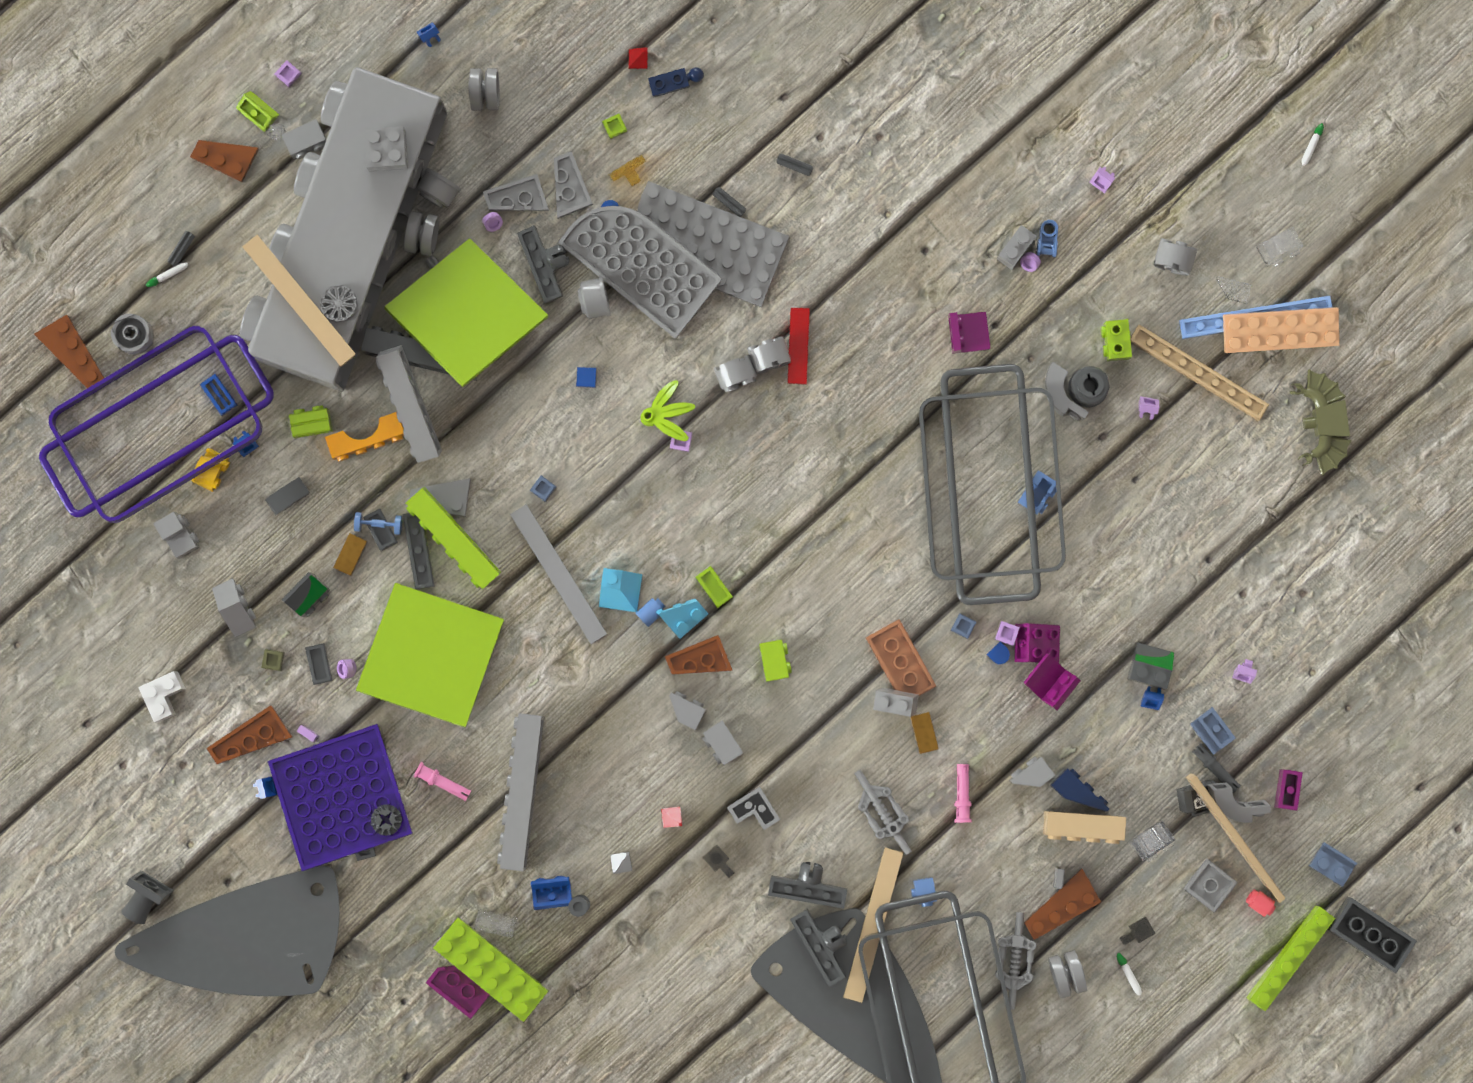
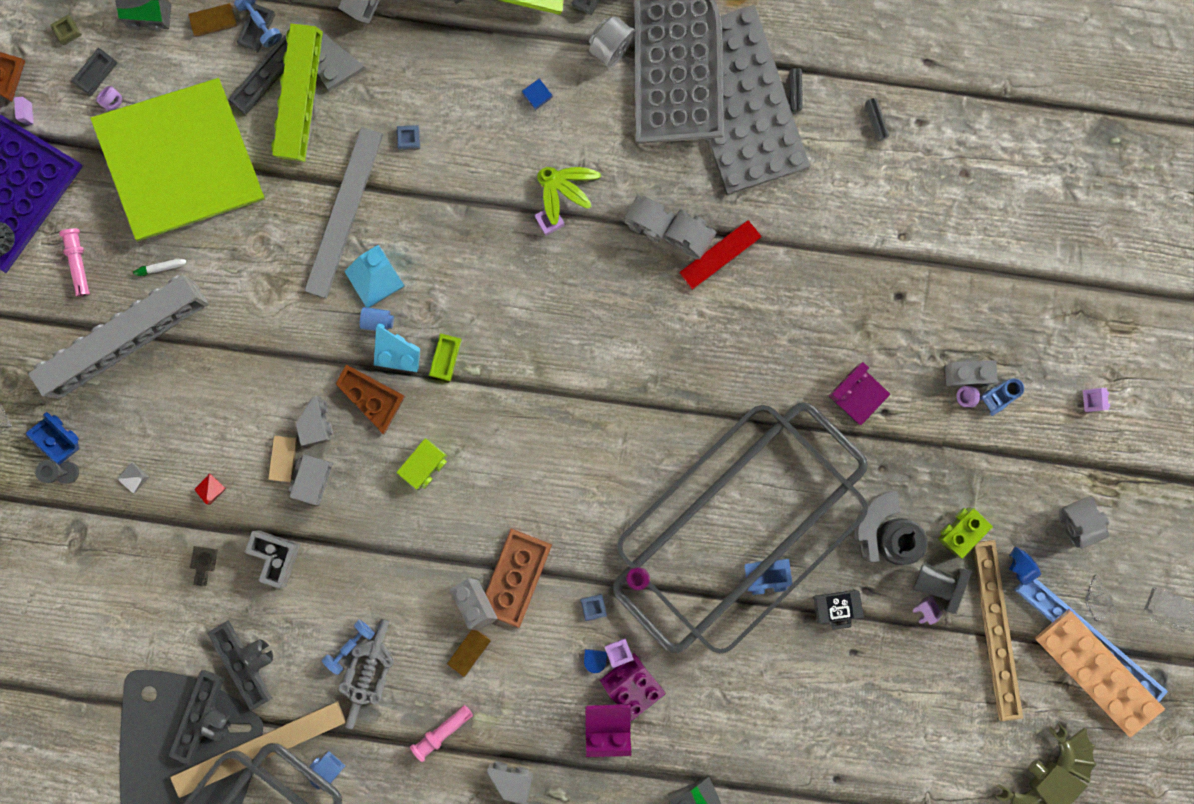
camera: 45 degrees right, 0 degrees up
(492, 728) = (158, 267): none -> white piece
(692, 751) = (283, 458): none -> tan tile
(855, 809) = (333, 664): none -> medium blue wheel
(969, 579) = (638, 578): none -> magenta tile
(1097, 464) = (838, 607): none -> piece
(1138, 384) = (940, 584): none -> dark grey plant
(1171, 320) = (1024, 566): none -> blue hair

